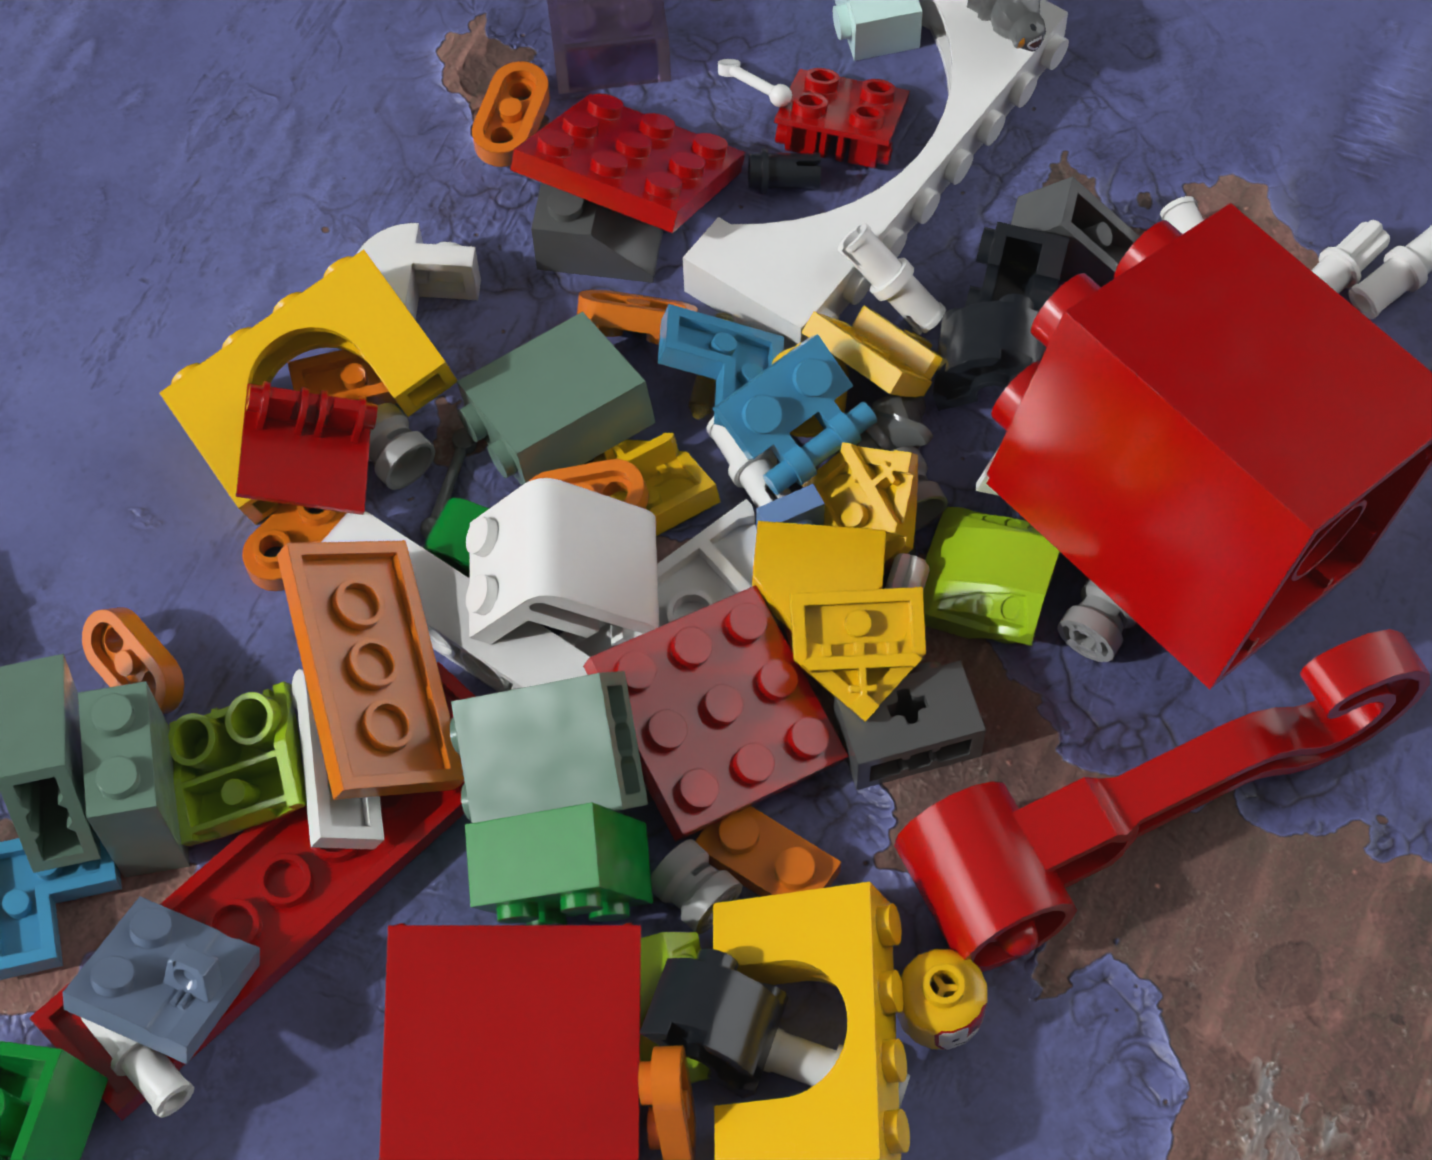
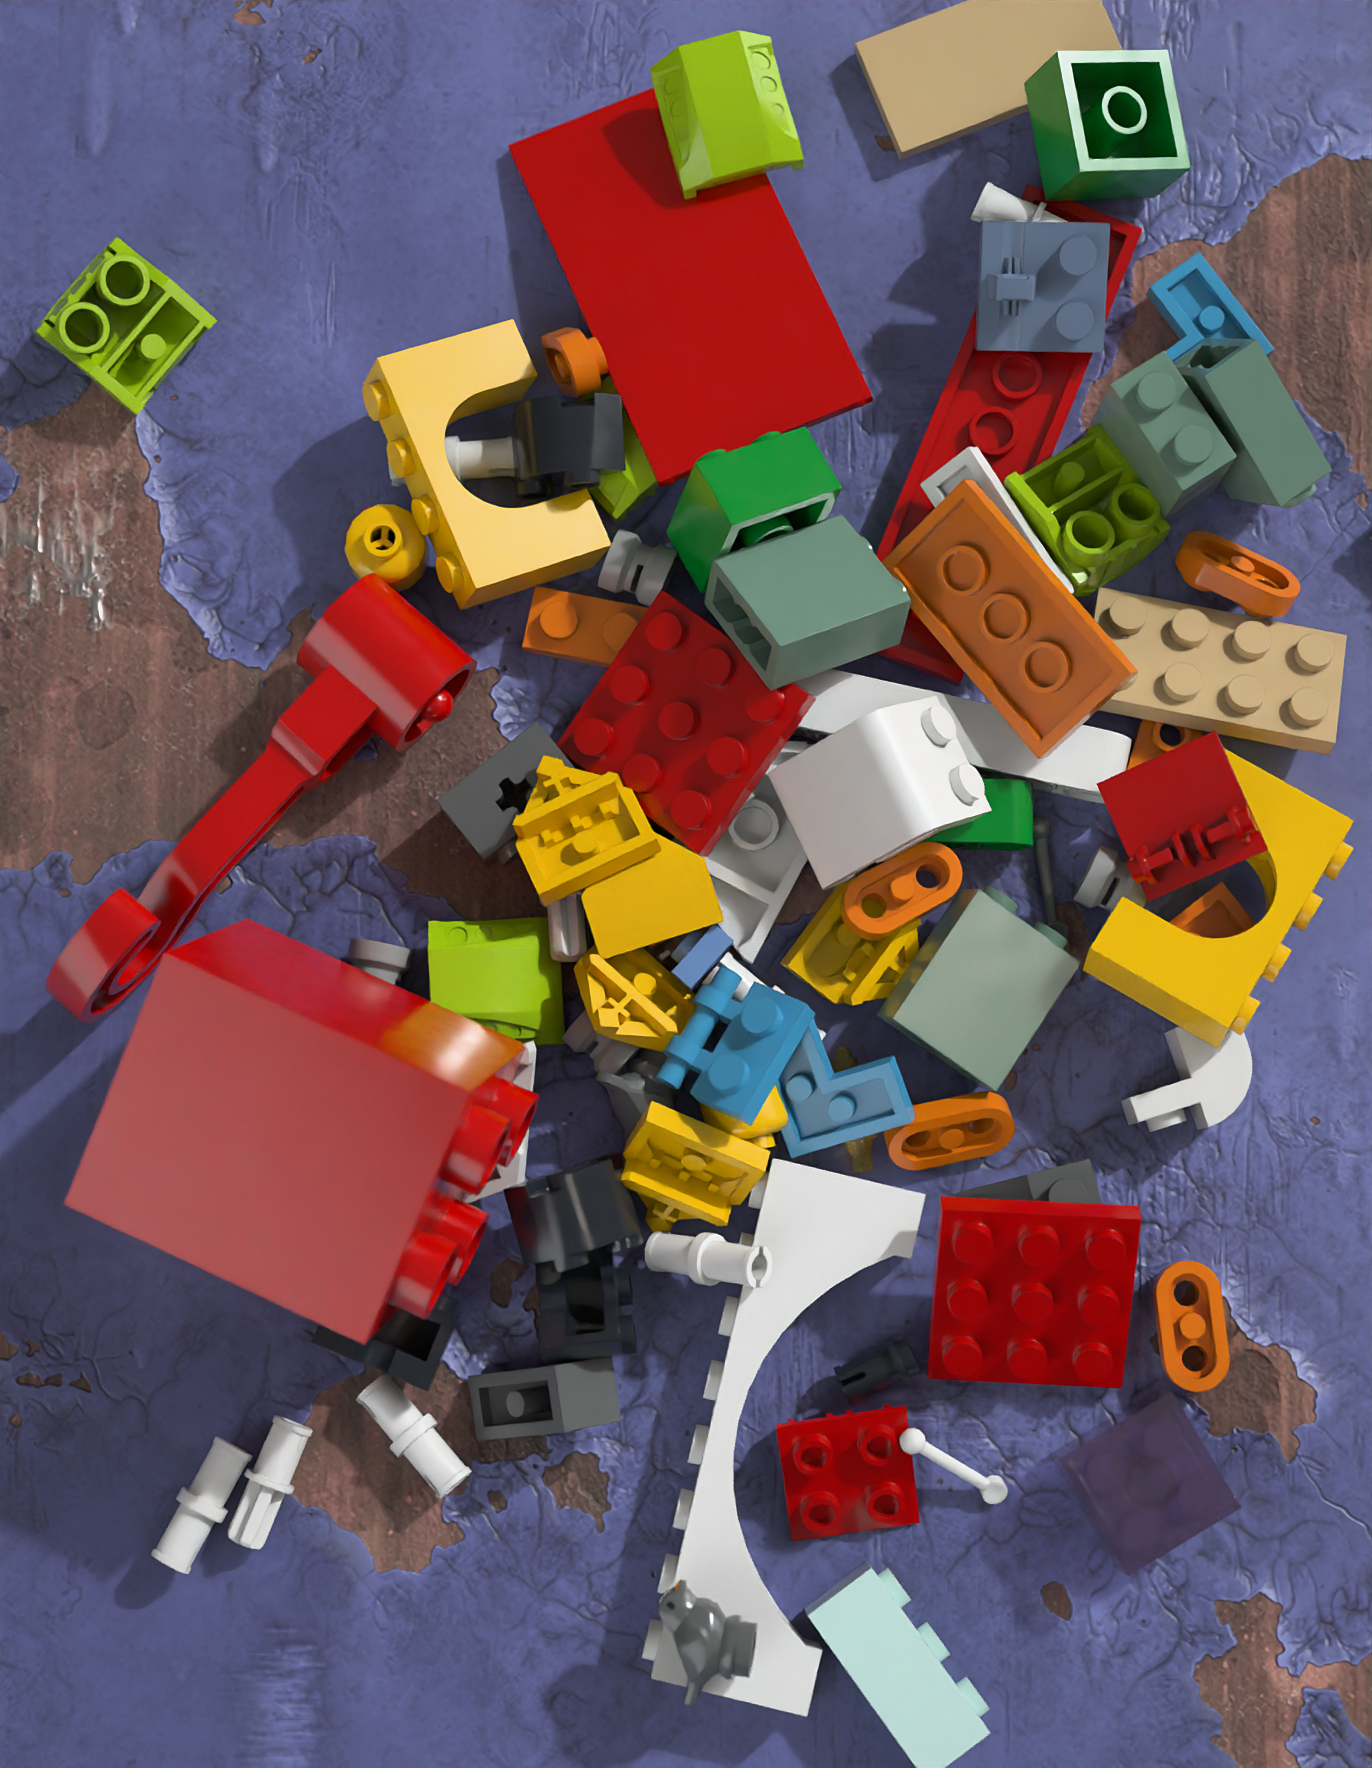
camera: 155 degrees right, 20 degrees up
(193, 584) = (1225, 671): none -> tan plate

